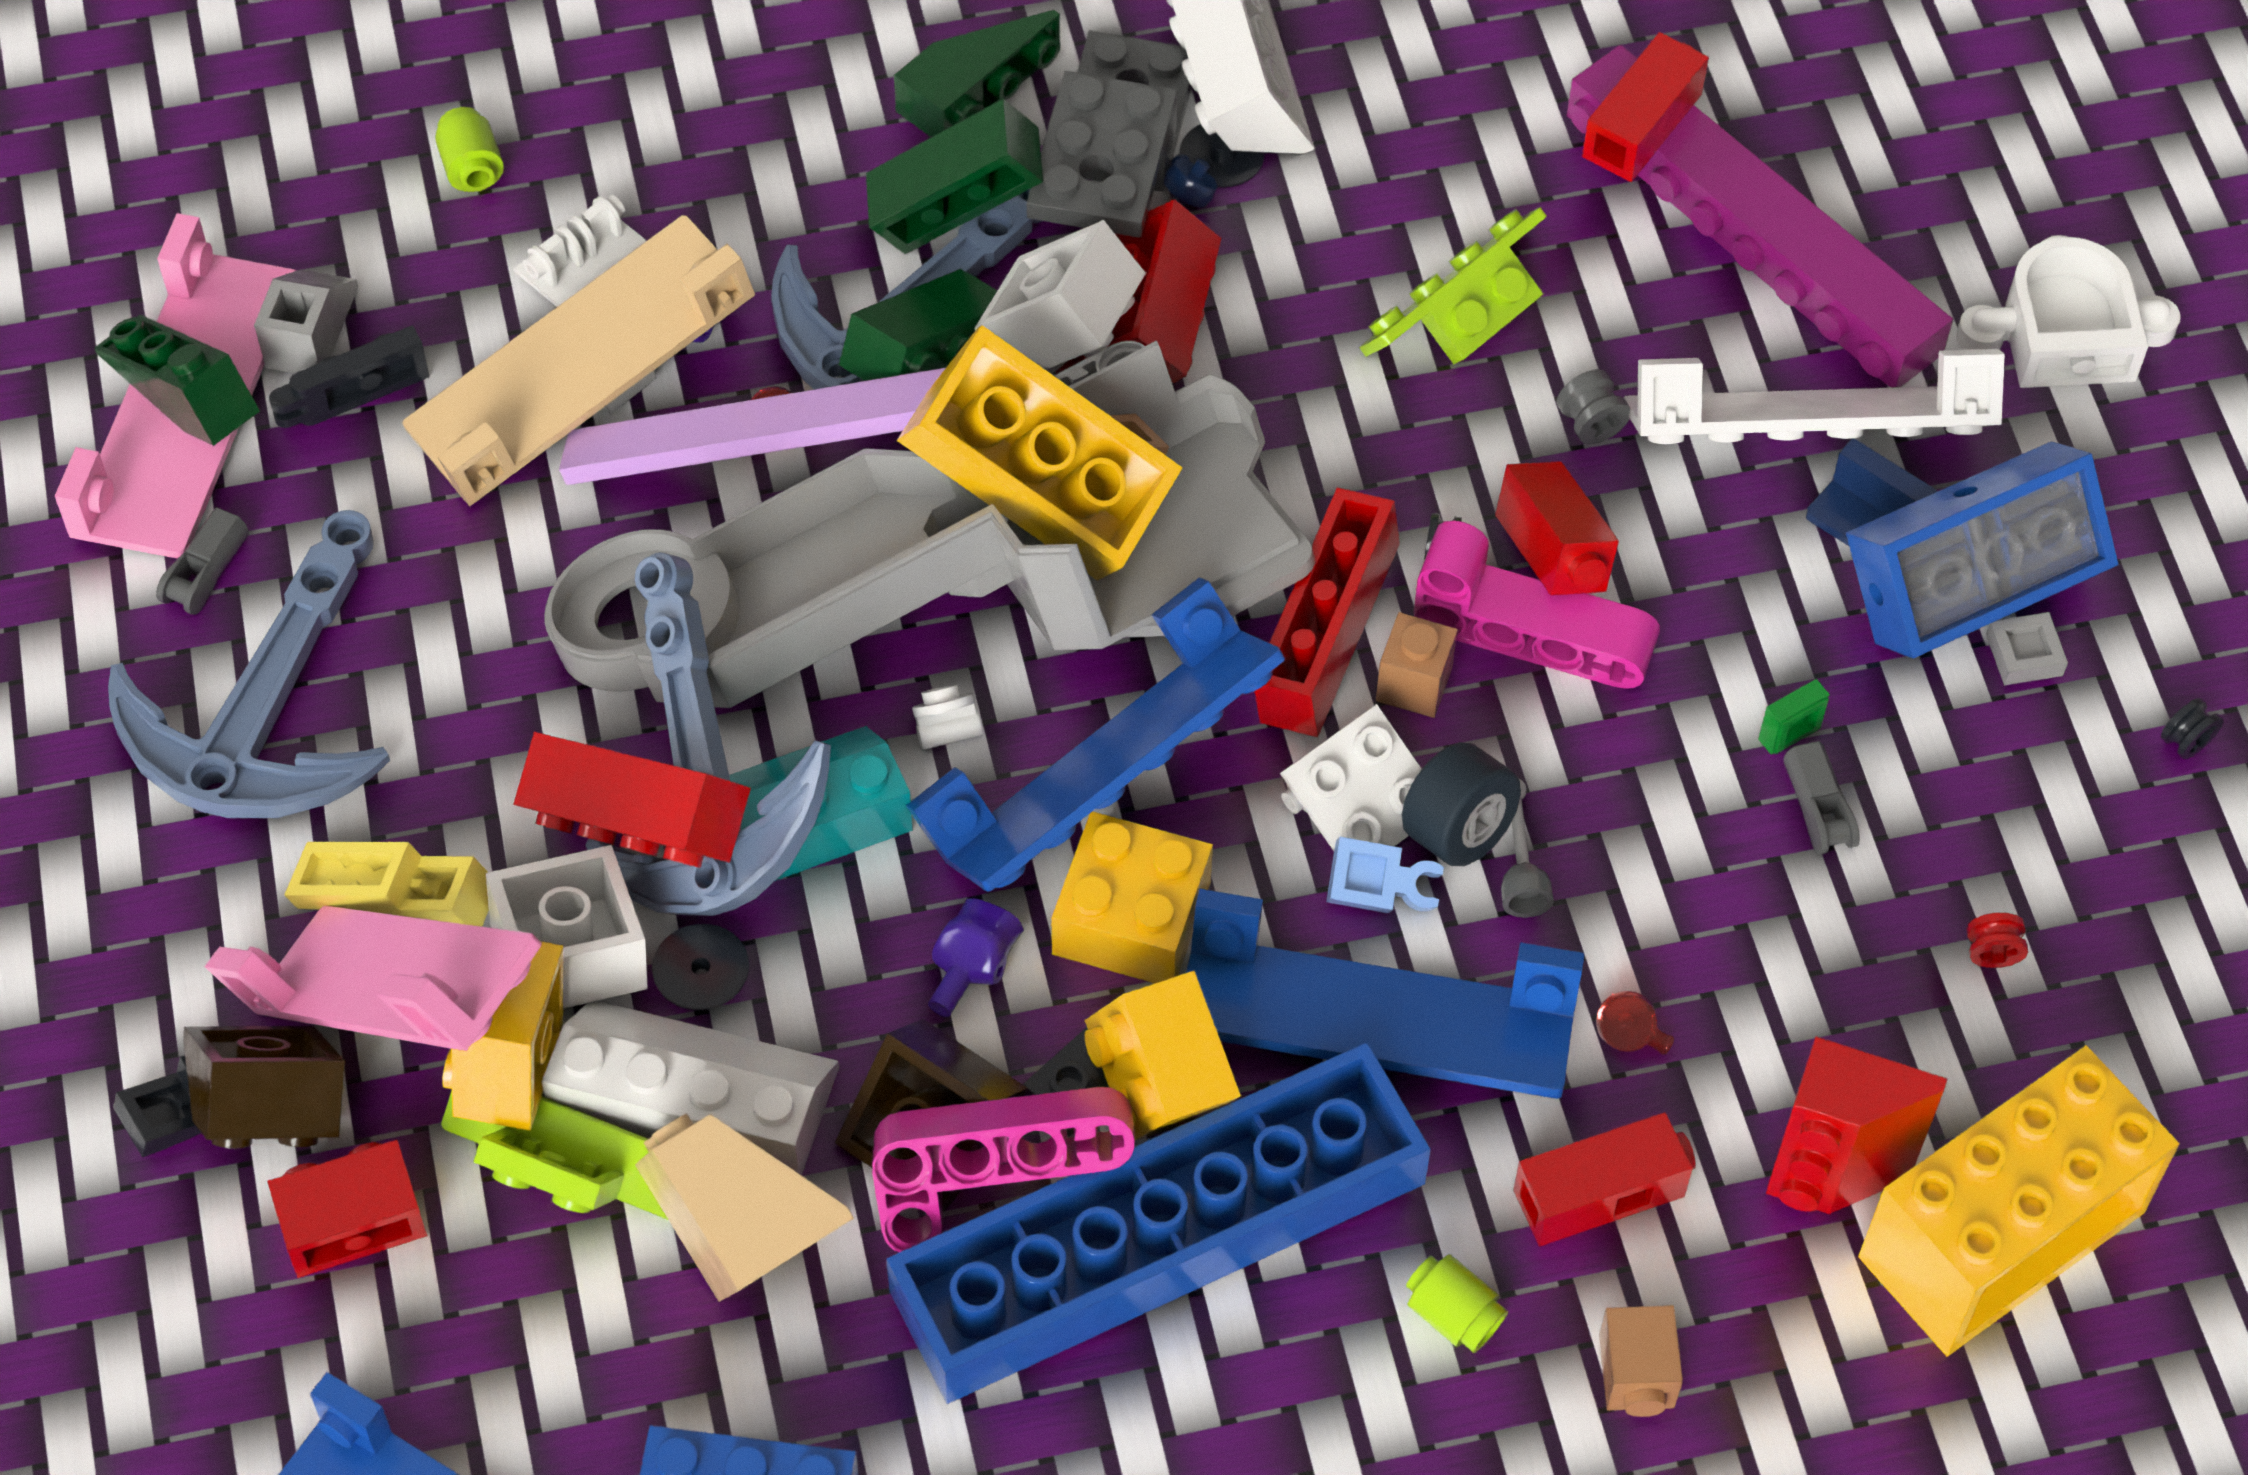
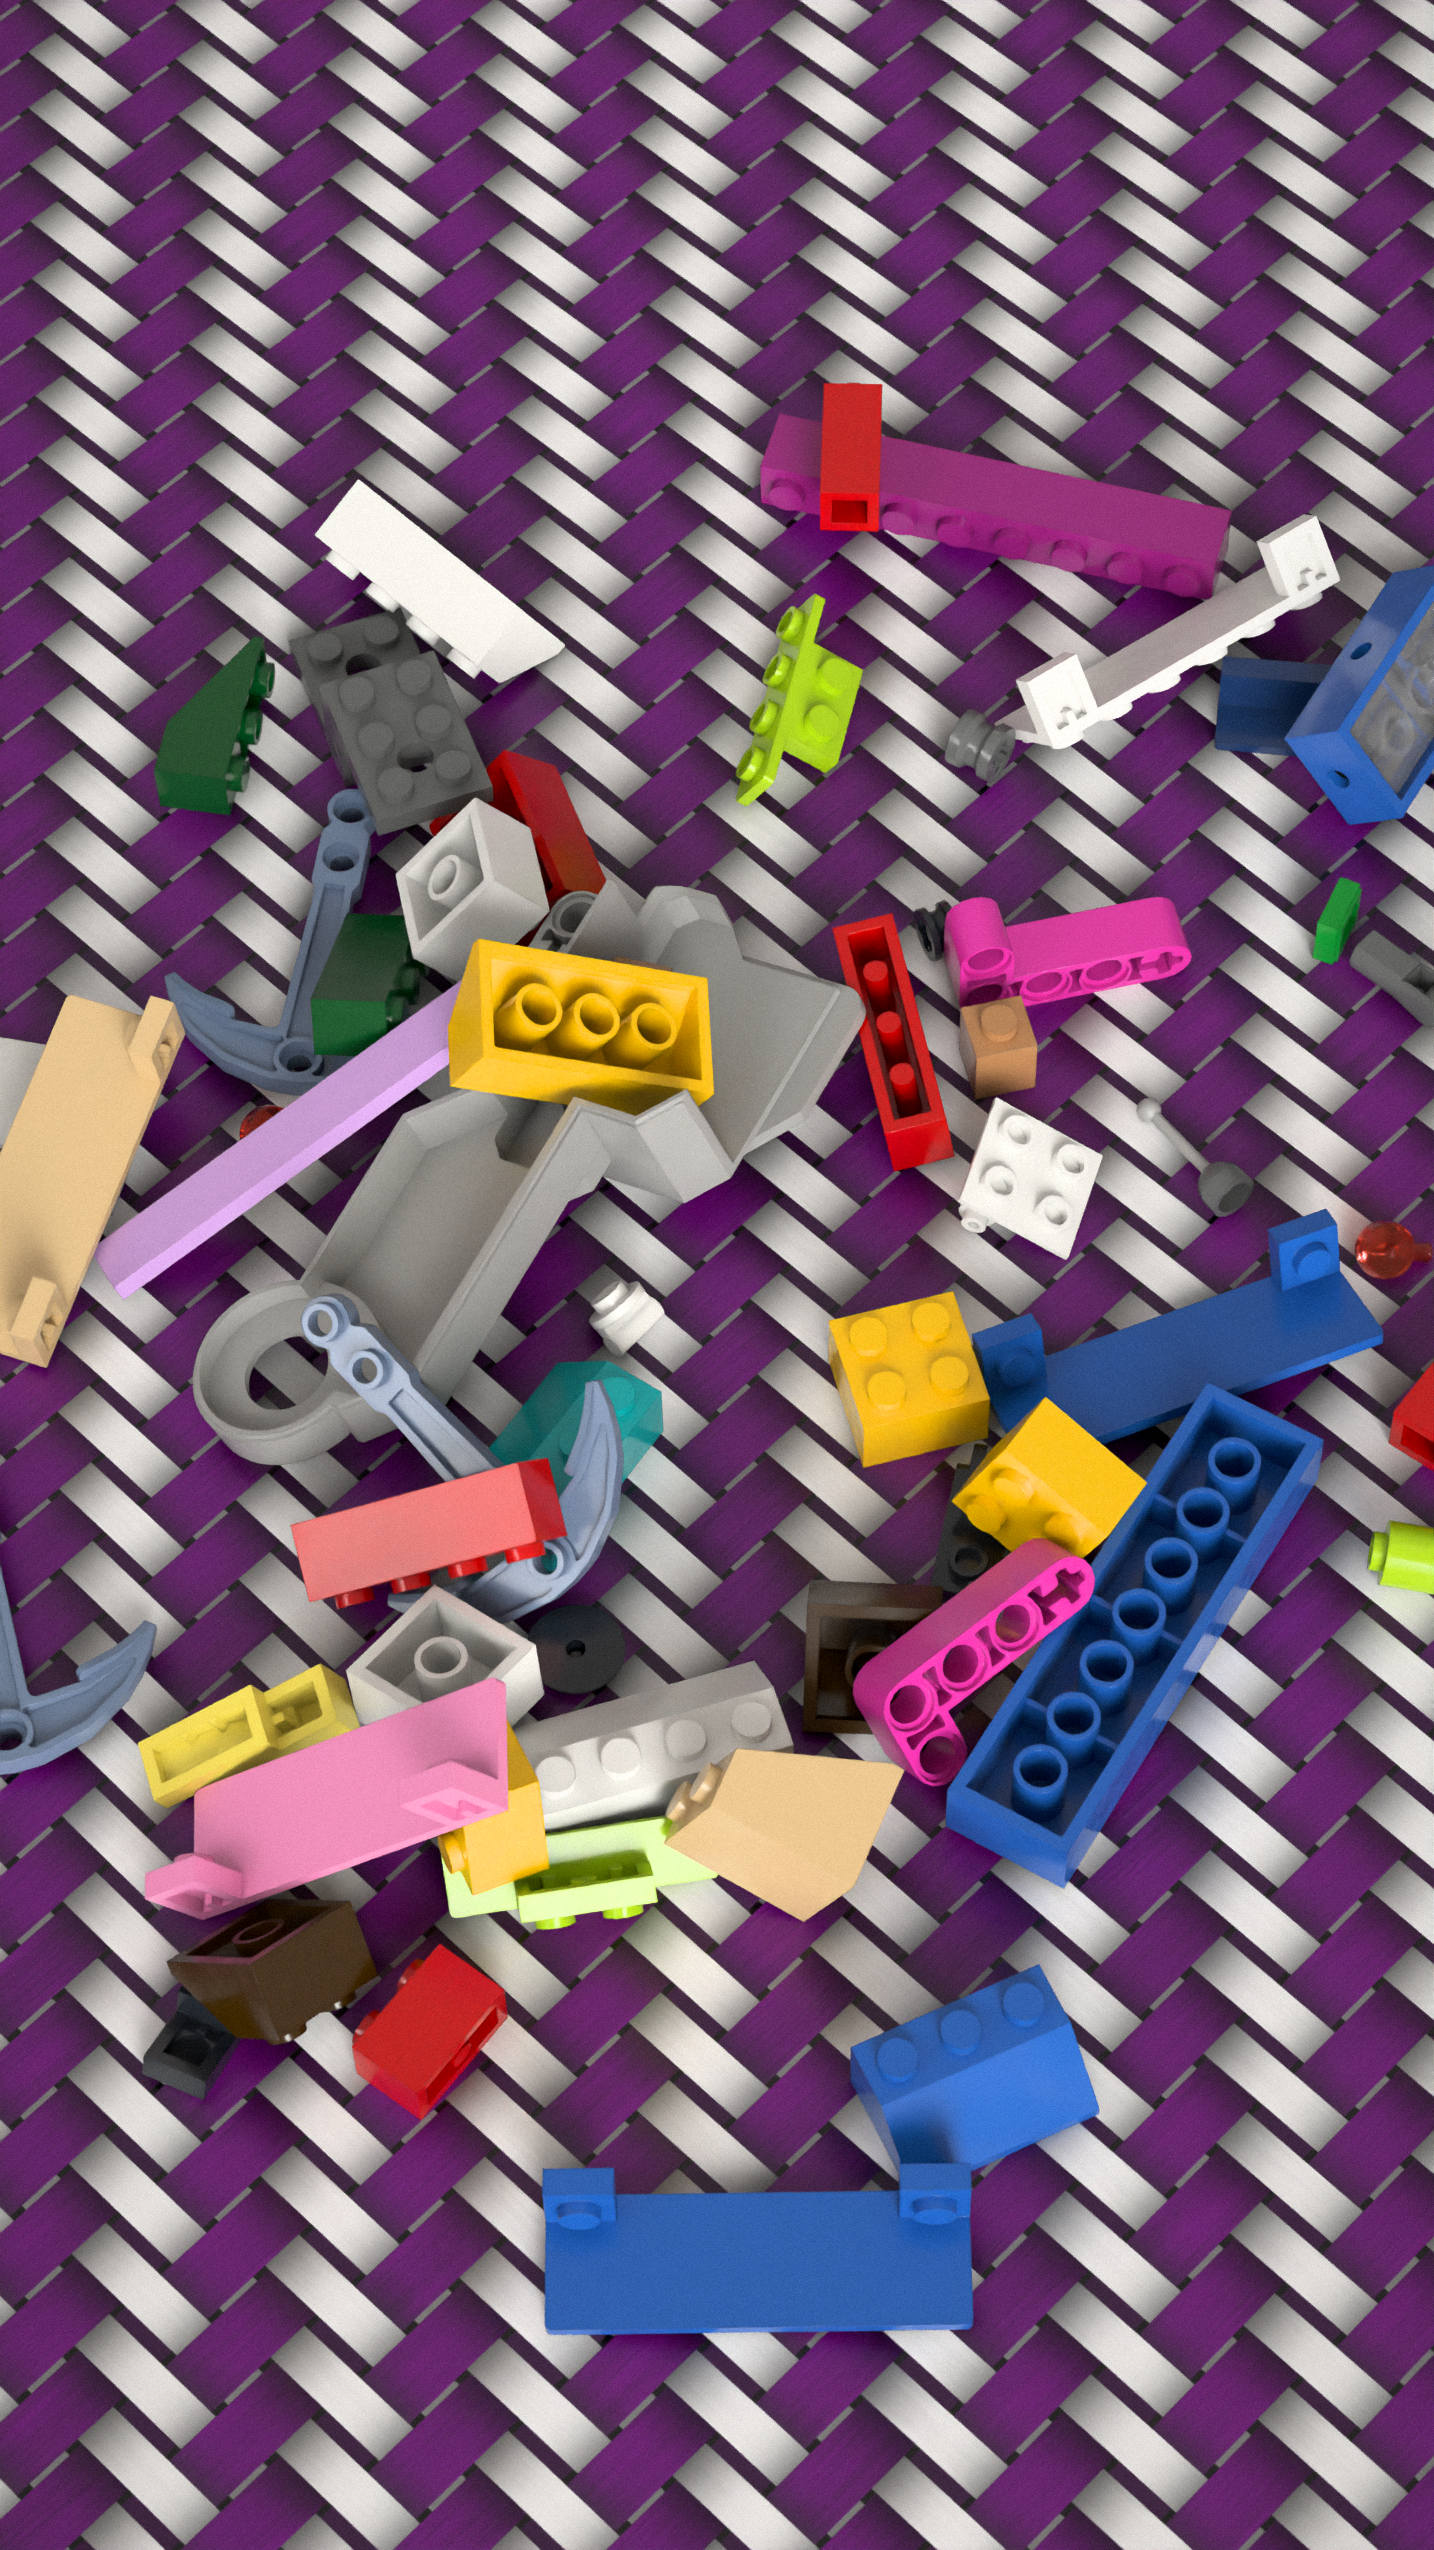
camera: 30 degrees left, 0 degrees up
(954, 177) = (286, 832): dark green brick -> none
(972, 951) = (801, 1501): dark purple piece -> none
(1190, 181) = (488, 730): dark blue piece -> none
(1215, 670) = (811, 1266): blue bracket -> none
(1226, 166) = (484, 700): black piece -> none
(1371, 876) = (1092, 1248): light blue plate -> none
(1461, 804) = (1125, 1143): black wheel -> none
(1556, 528) = (1035, 865): red brick -> none
(2072, 317) = (1316, 458): white piece -> none

